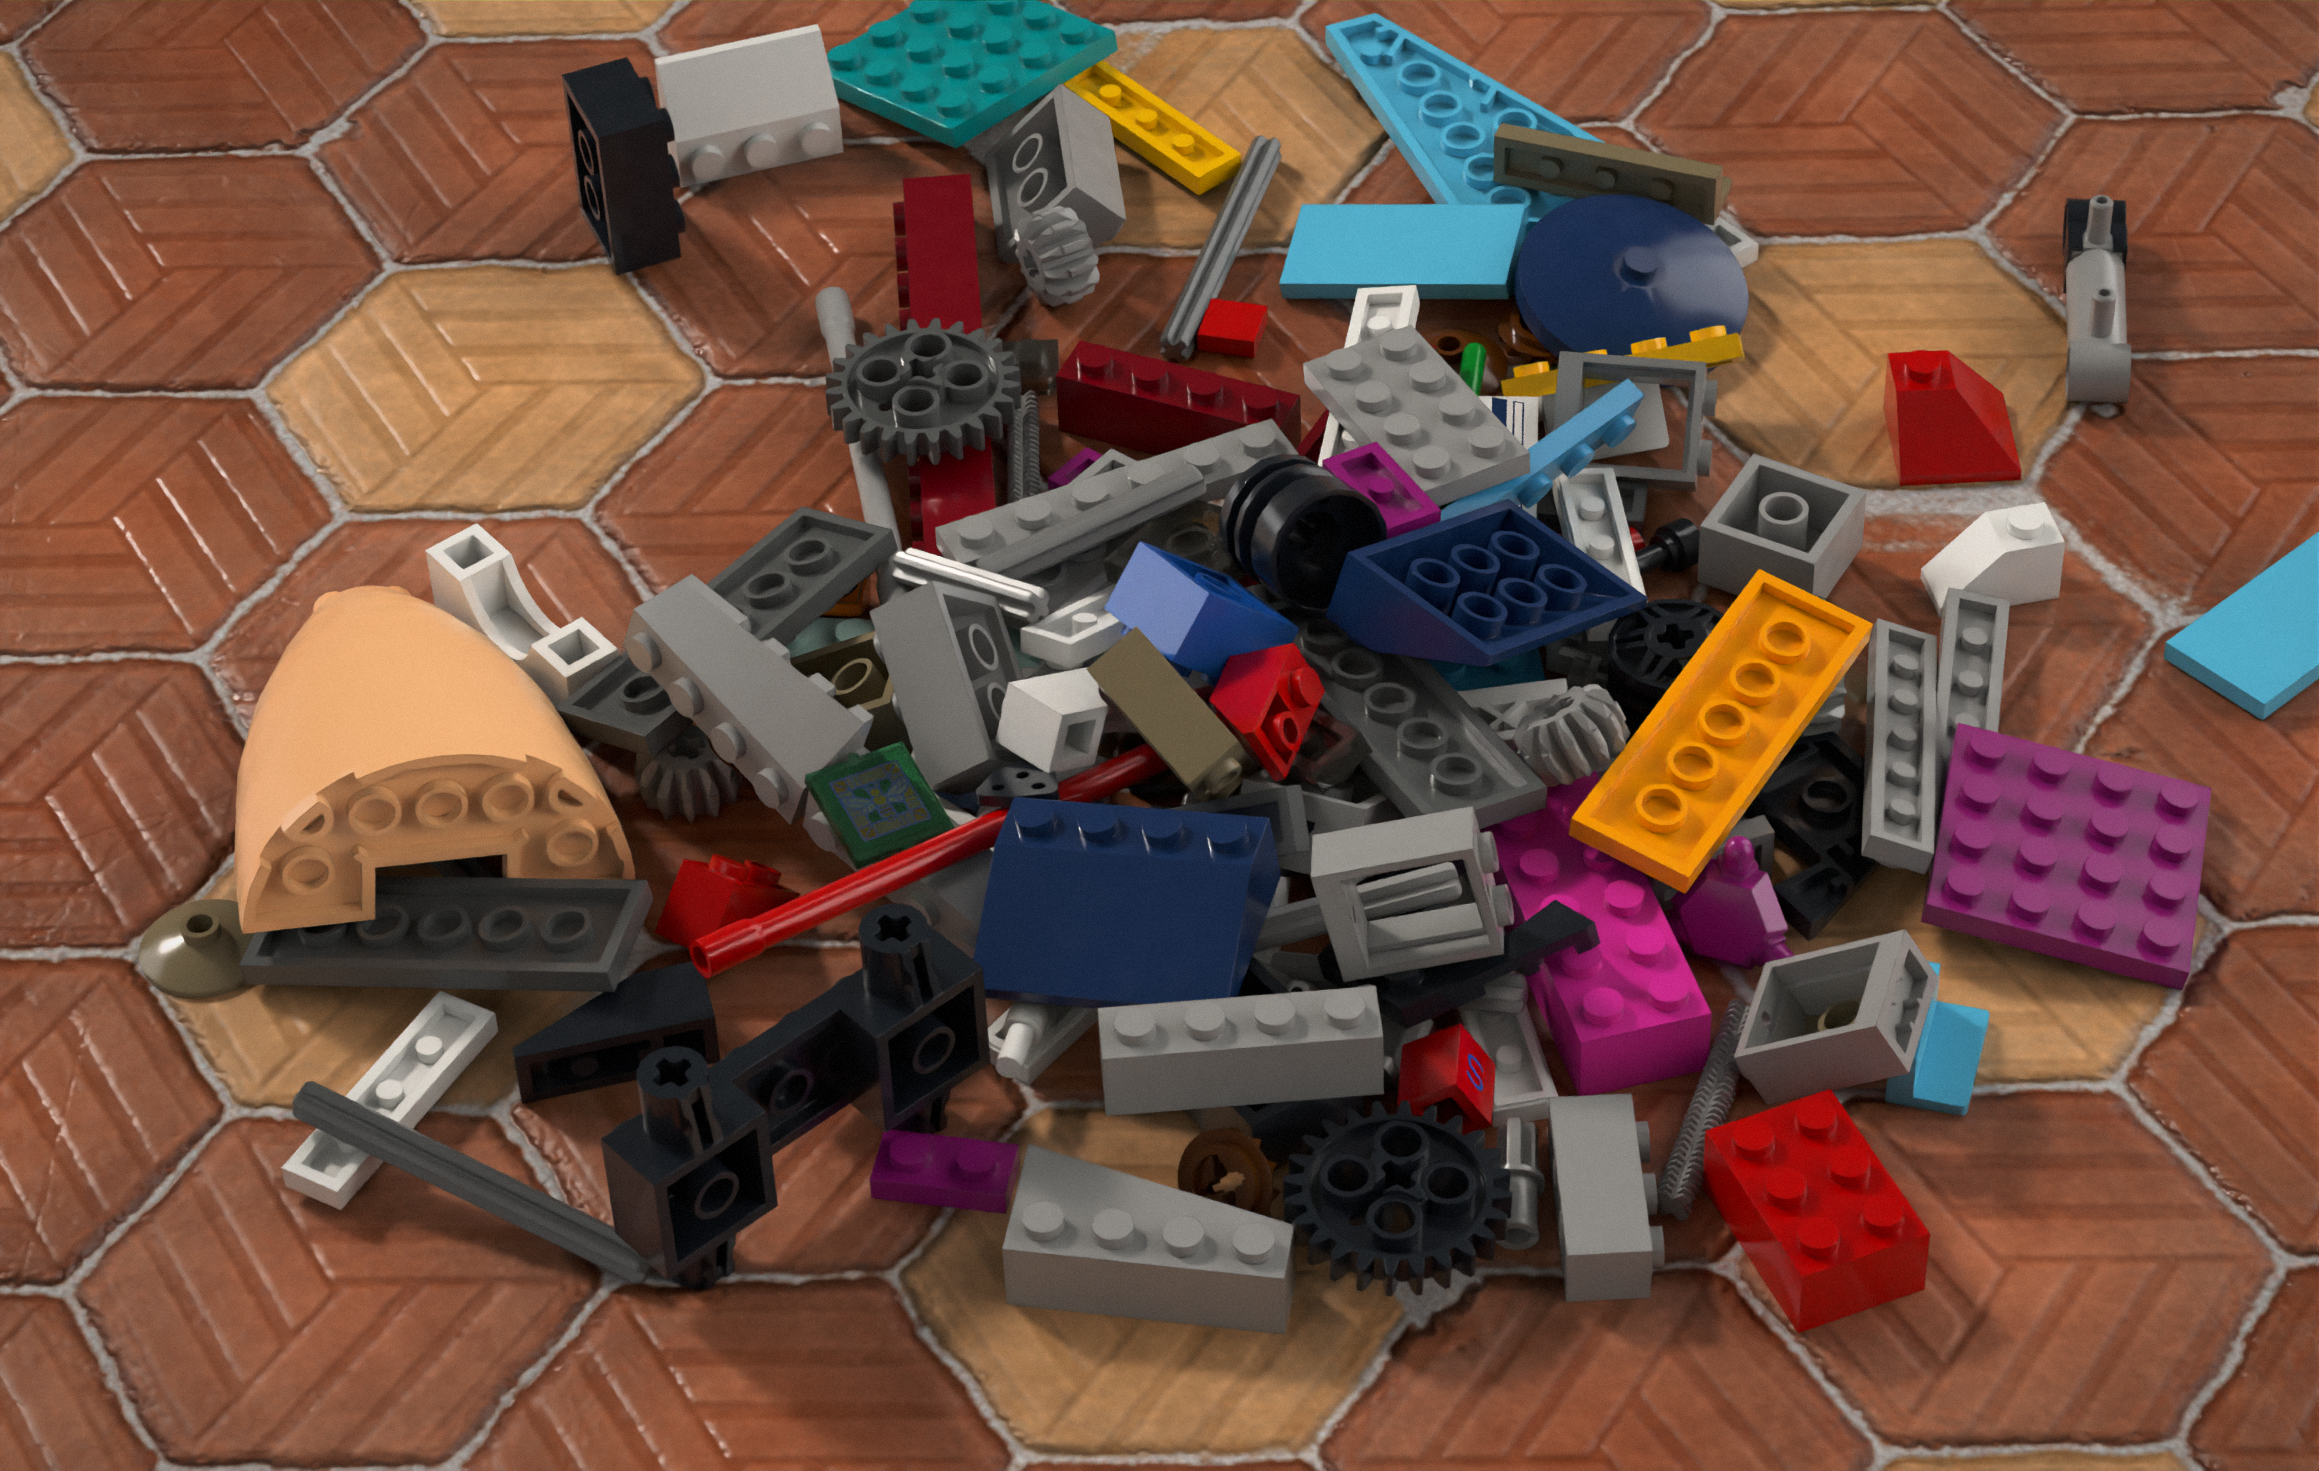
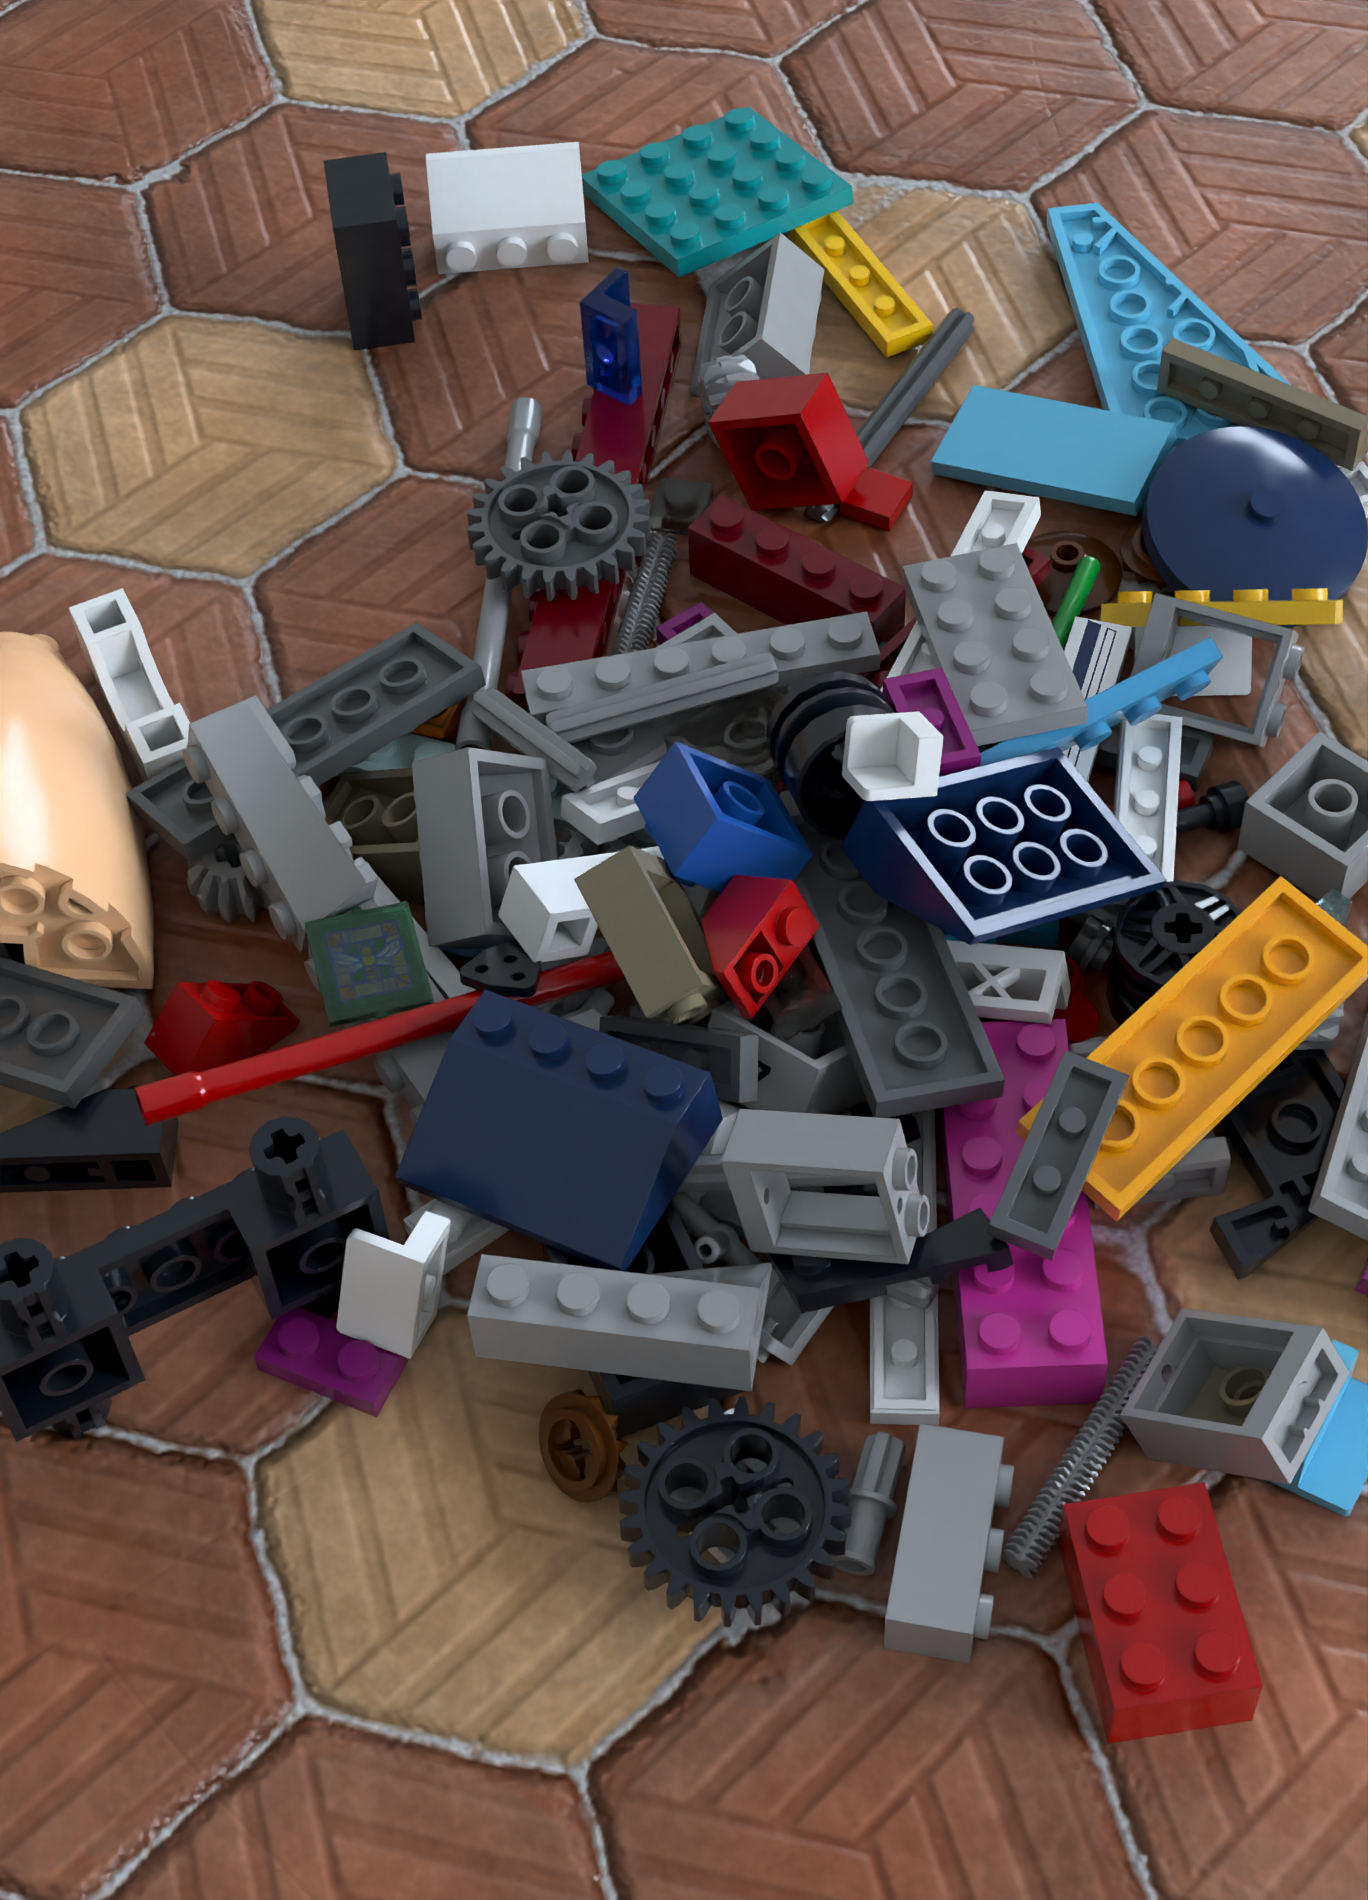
camera: 15 degrees right, 10 degrees up
(925, 208) = (612, 339): none -> clear blue panel
(997, 1076) = (392, 1287): none -> white panel
(1136, 278) = (789, 441): none -> red brick
(1142, 1250) = (476, 1502): light grey wedge -> none
(1363, 512) = (892, 756): none -> white panel
(1451, 1074) = (828, 1377): red brick -> none
(1572, 735) = (1041, 1023): light grey gear -> none
(1619, 834) = (1057, 1155): none -> dark grey plate
(1731, 911) = (1166, 1242): magenta rock -> none

